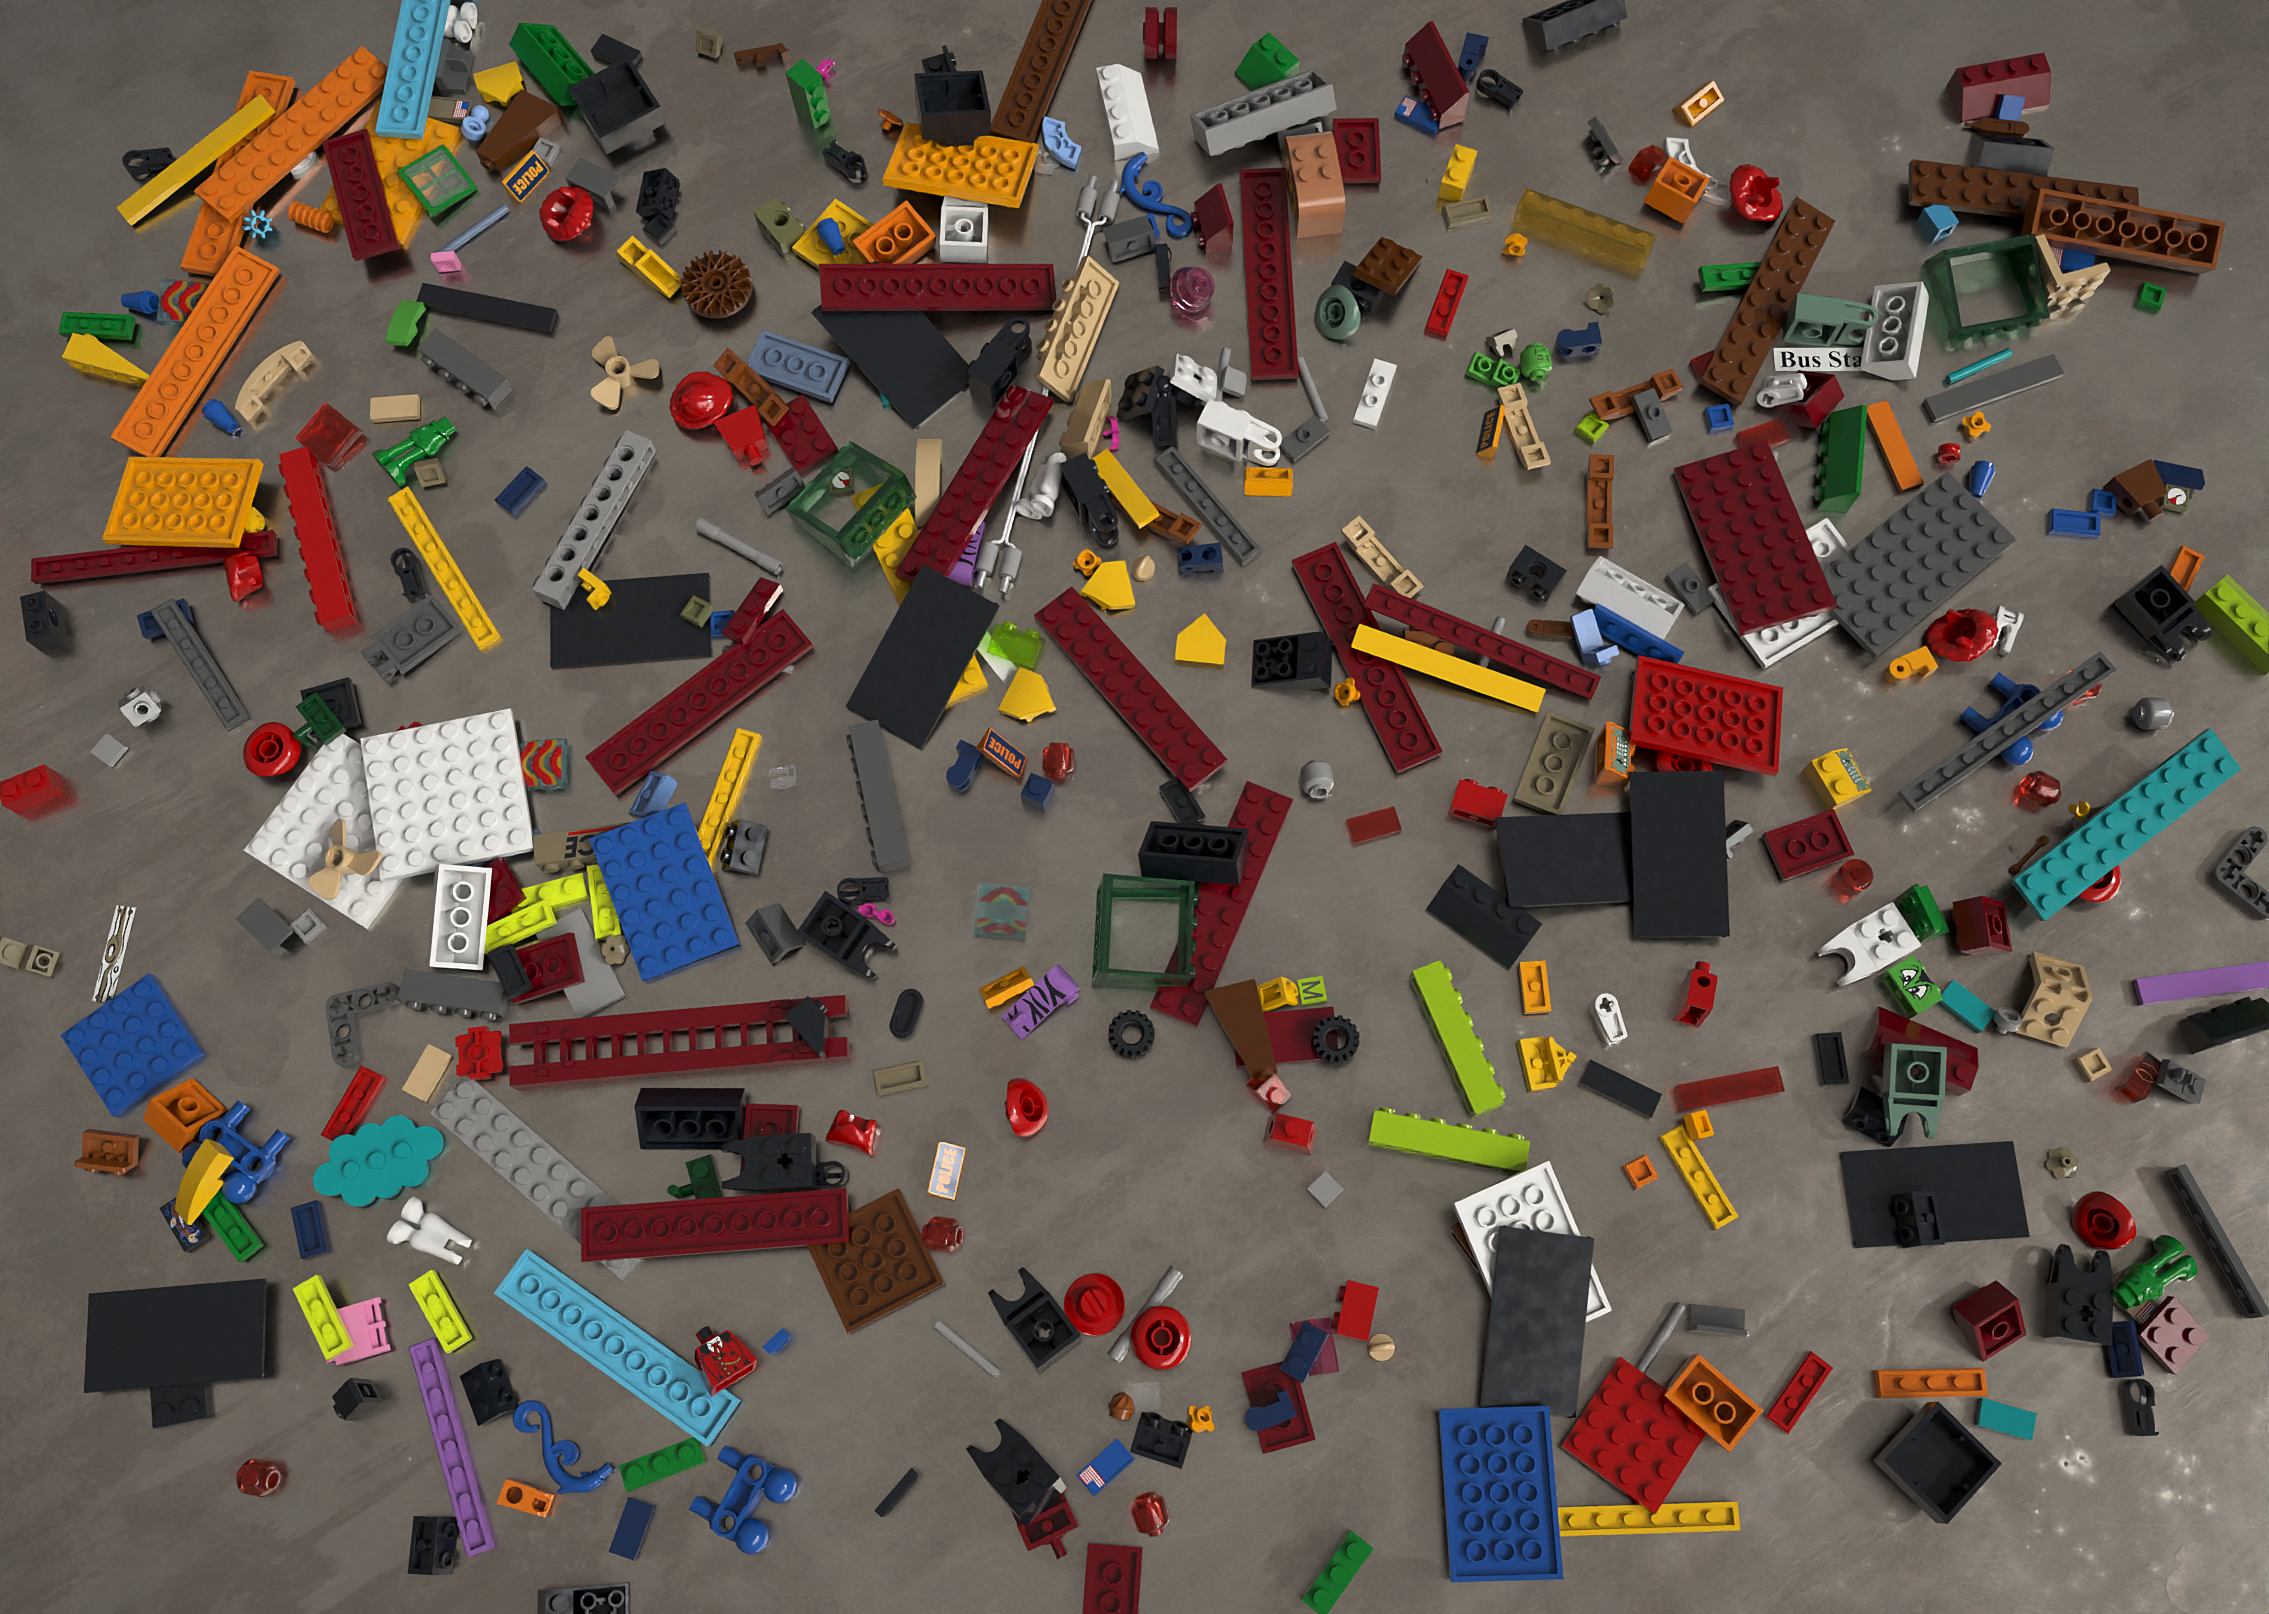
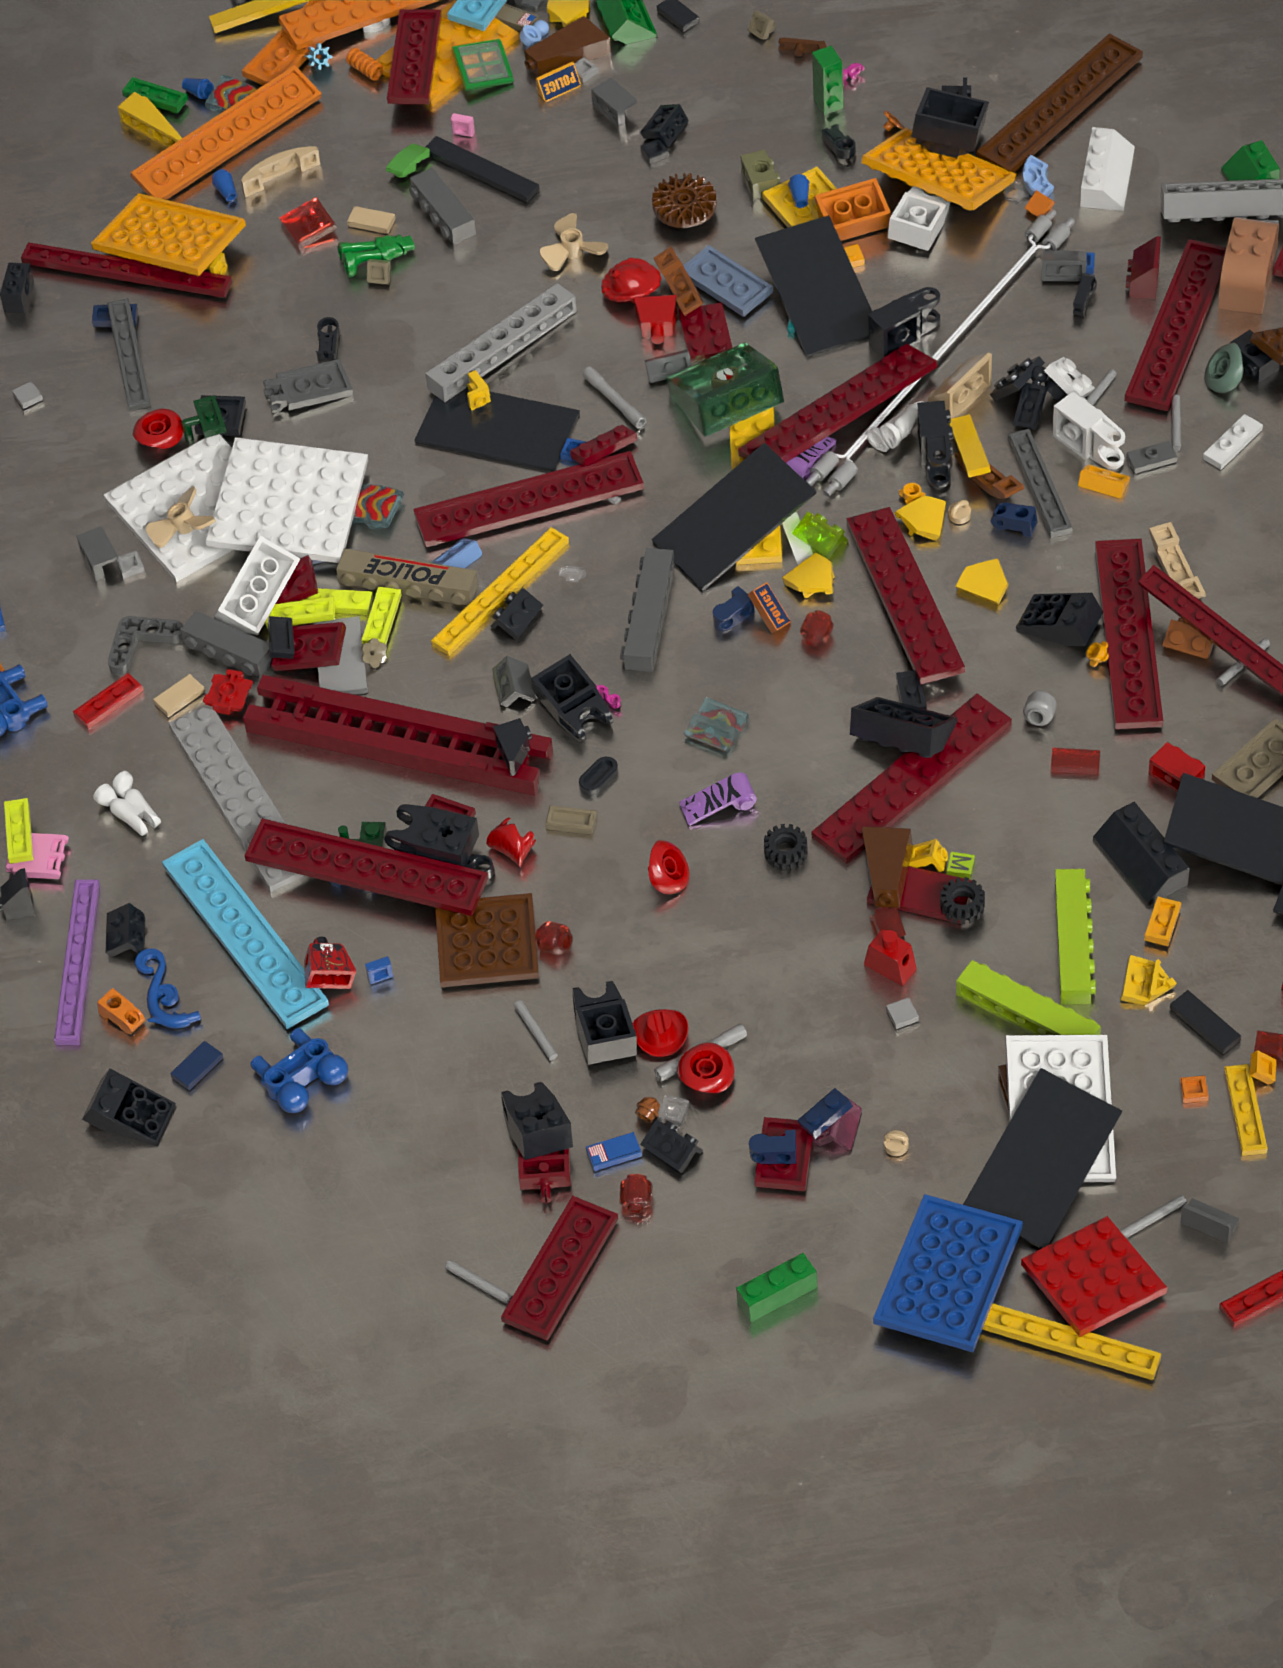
camera: 25 degrees right, 20 degrees down
(140, 705) = (60, 364): light grey brick -> none
(242, 574) = (191, 300): red hair -> none
(310, 1229) = (33, 776): dark blue tile -> none
(317, 539) = (264, 293): red brick -> none
(378, 1161) = (111, 743): teal plate -> none
(432, 1545) = (31, 1021): black bracket -> none
(440, 1311) = (112, 863): neon yellow plate -> none
(444, 568) = (358, 345): yellow tile -> none
(475, 229) = (501, 109): sand blue bar -> none
(520, 491) = (447, 308): dark blue tile -> none
(566, 213) = (580, 116): red piece -> none
(618, 106) = (660, 49): black container -> none
(649, 267) = (632, 174): yellow slope -> none
(662, 1464) = (242, 1029): green plate -> none
(664, 891) = (434, 621): blue plate -> none
(689, 1117) = (377, 789): black slope -> none
(697, 611) = (556, 433): olive tile -> none
(869, 889) = (608, 674): black piece -> none
(898, 1492) = (429, 1108): black tile -> none
(927, 478) = (801, 390): tan slope -> none
(936, 287) = (874, 251): dark red plate -> none
(946, 1170) = (578, 896): slope -> none
(1006, 987) = (682, 781): light orange plate -> none
(1037, 792) = (787, 646): dark blue brick -> none
(1074, 328) = (982, 315): tan plate -> none
(1076, 173) = (1039, 204): none -> orange tile
(1114, 432) = (981, 407): dark pink piece -> none
(1135, 887) = (836, 735): clear green windscreen -> none
(1152, 201) = (1104, 239): blue plant -> none
(1160, 33) = (1163, 117): dark red wheel -> none
(1191, 288) = (1100, 314): clear pink cone -> none
(1195, 1422) = (711, 1141): light orange plate -> none
(1233, 381) = (1107, 396): light grey tile -> none
(1355, 1311) = (886, 1105): red brick -> none
(1448, 668) = (1198, 659): yellow tile -> none
(1610, 1020) = (1218, 963): white piece -> none
(1712, 1401) = (1173, 1267): orange slope -> none

